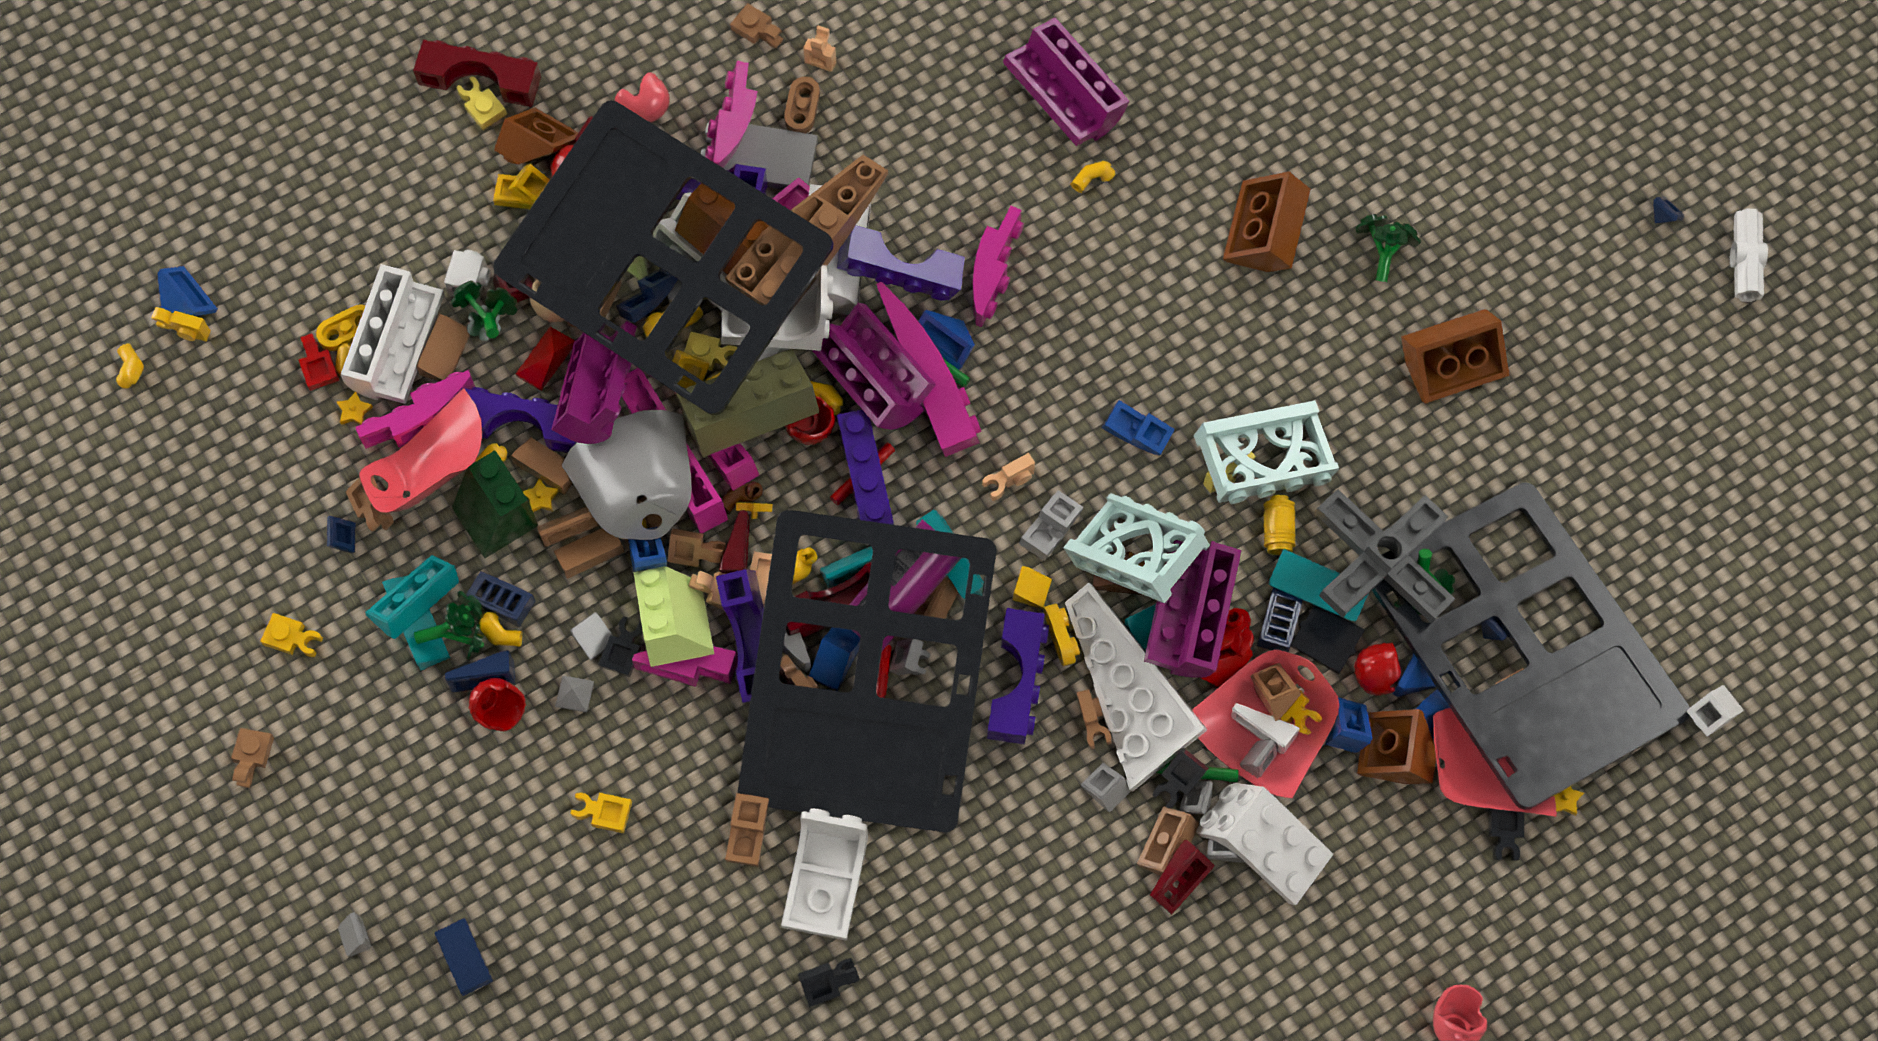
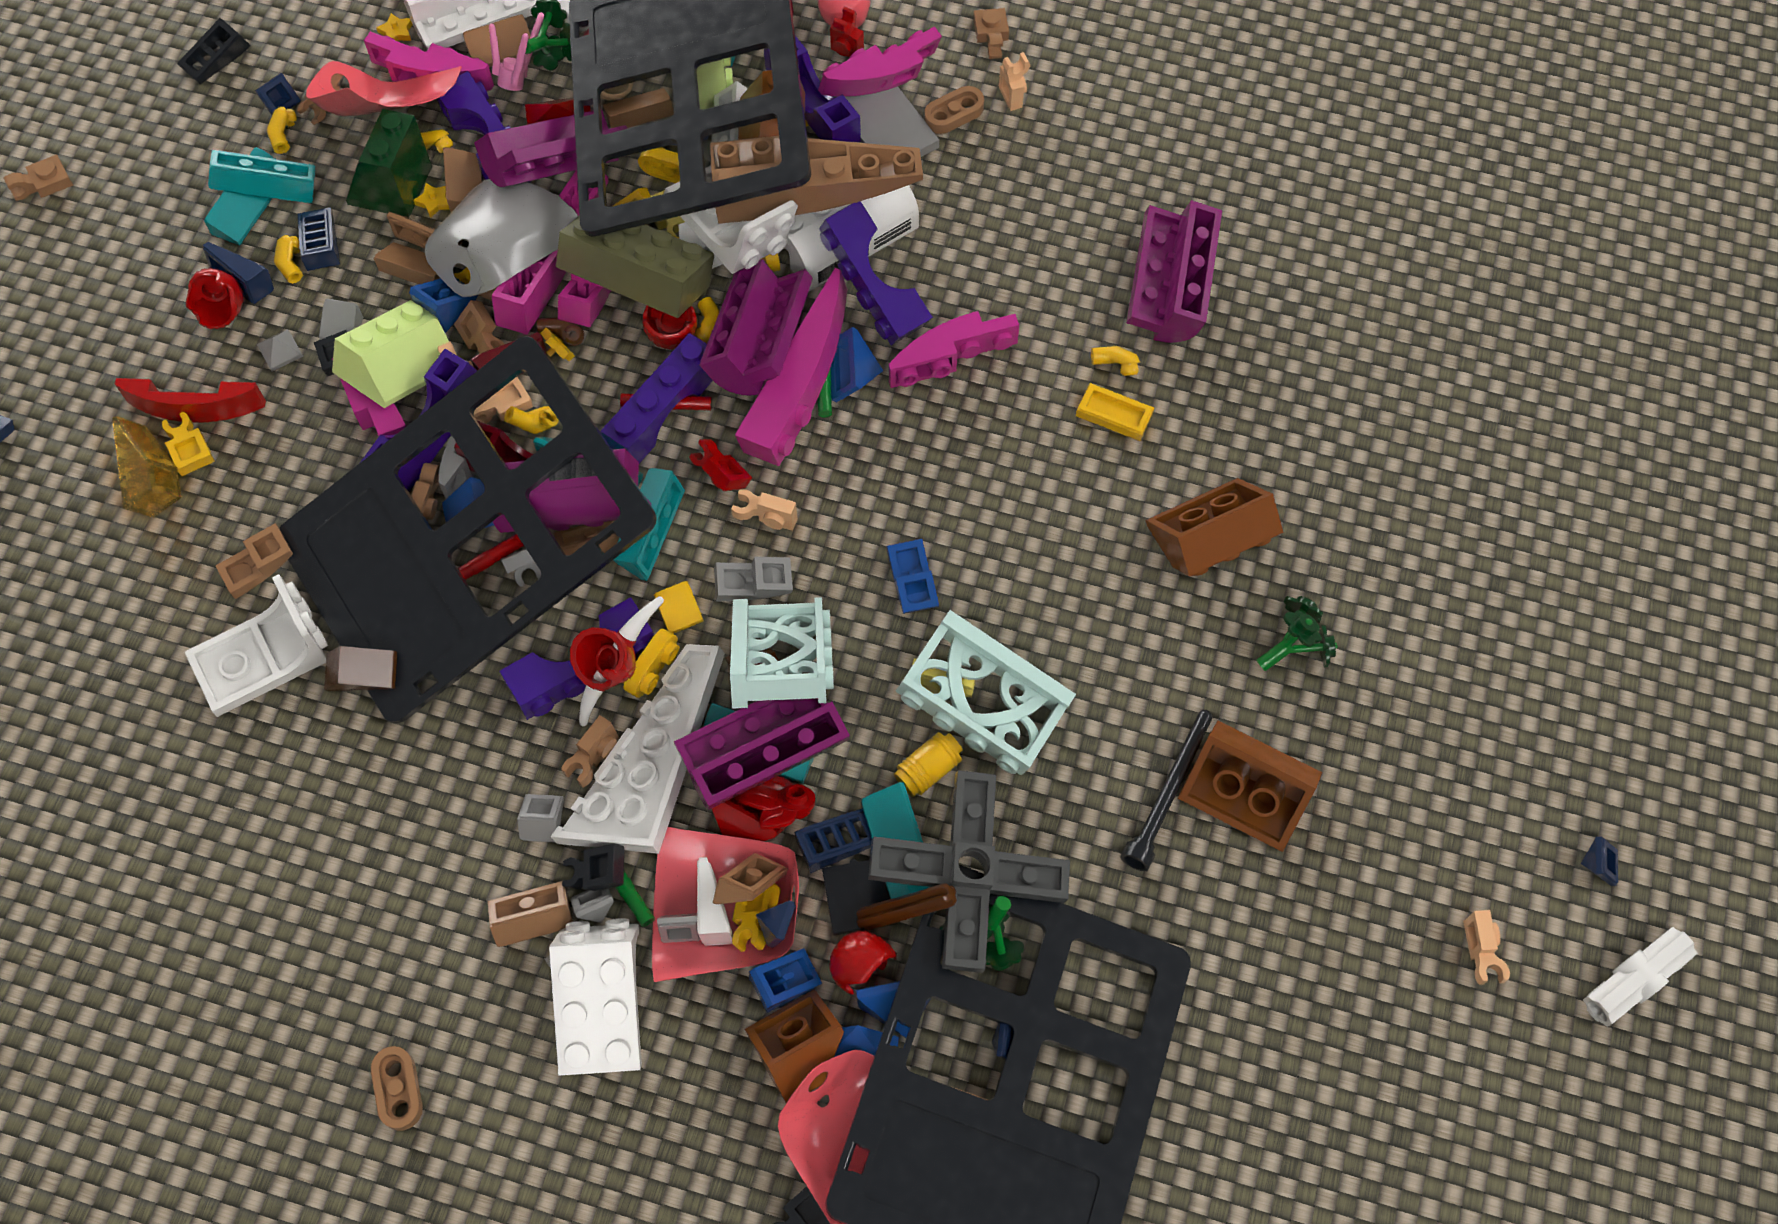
camera: 50 degrees right, 5 degrees down
(235, 529) = (213, 38): none -> black slope
(287, 634) = (165, 129): yellow plate -> none
(368, 556) = (280, 119): none -> yellow arm
(460, 621) = (257, 214): dark green plant -> none
(484, 361) = (512, 70): none -> bright pink plant
(535, 812) = (230, 402): none -> red slope
(605, 851) = (145, 470): none -> clear yellow slope
(676, 121) = (844, 35): none -> red plate
(822, 982) = (157, 727): black plate -> none
(899, 821) = (360, 669): none -> slope
(953, 478) = (723, 469): none -> red plate
(1049, 655) = (607, 657): none -> red helmet
(1129, 209) = (1115, 411): none -> yellow tile
(1197, 868) = (525, 944): dark red slope -> none
(1222, 1007) = (396, 1090): none -> medium nougat plate
(1319, 694) = (775, 922): none -> dark blue slope
(1373, 612) = (906, 906): none -> reddish brown axle
(1441, 453) = (1140, 850): none -> black piece
(1659, 318) = (1482, 941): none -> light nougat plate

